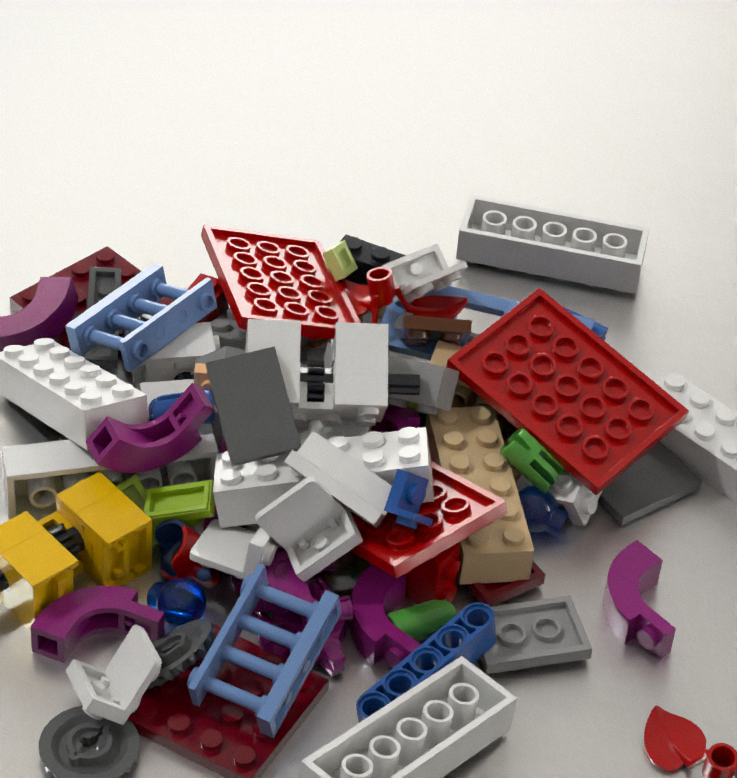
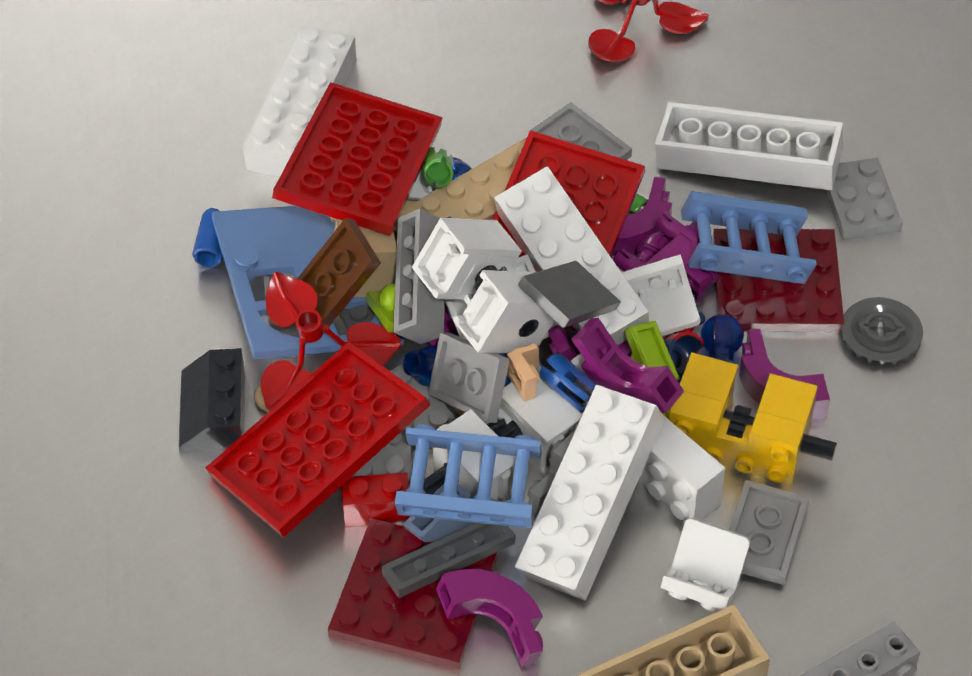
camera: 115 degrees left, 10 degrees up
(119, 688) = (830, 322): white bracket -> none
(182, 648) = (796, 292): dark grey gear -> none
(310, 527) = (640, 232): white bracket -> none
(339, 260) = (256, 410): yellowish green plate -> none
(343, 477) = (598, 217): white panel -> none
(406, 497) = (582, 175): blue bracket -> none
(423, 272) = (267, 308): white bracket -> none
(465, 635) = (681, 170): blue beam -> none
(552, 243) = (106, 293): white brick -> none
(627, 615) = (499, 108): magenta arch -> none

